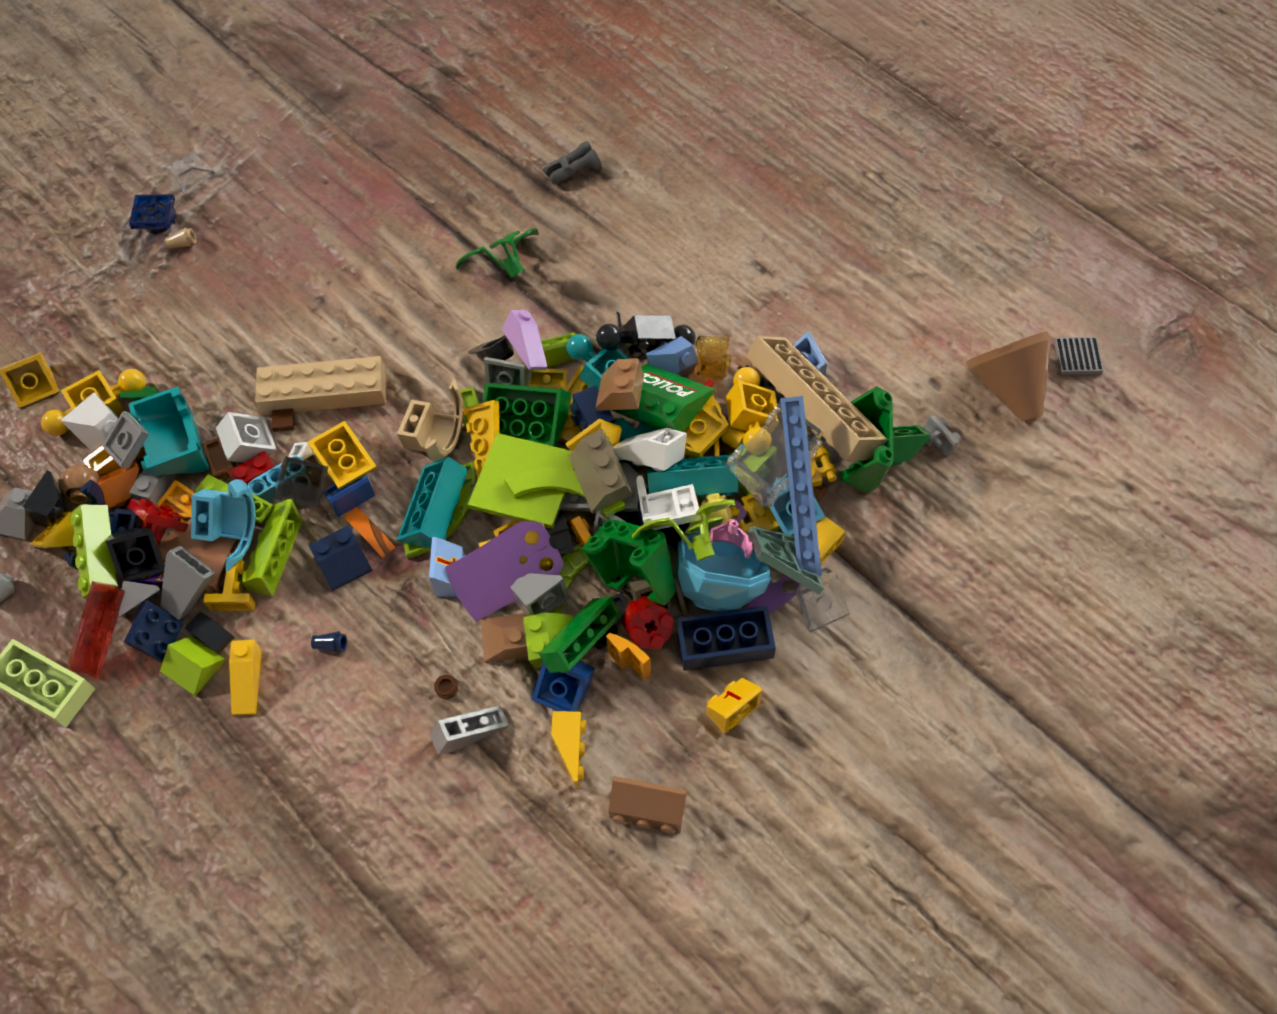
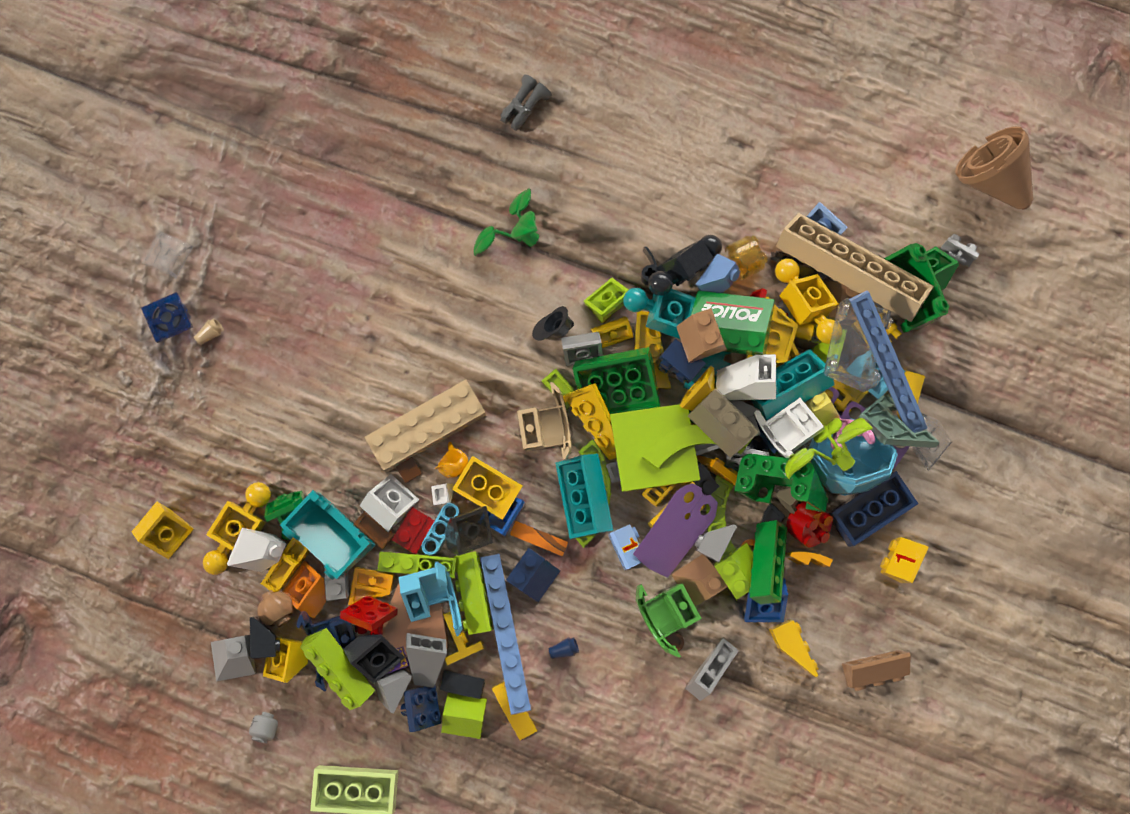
camera: 30 degrees left, 20 degrees up
(95, 629) = (378, 729): clear red panel -> none
(125, 440) = (297, 558): light grey tile -> none
(275, 600) = (505, 634): none -> medium blue plate
(318, 426) = (452, 462): none -> light orange hair
(451, 650) = (667, 613): none -> bright green piece
(525, 338) = (586, 312): lavender slope -> none
(1078, 356) = (1038, 123): tile -> none

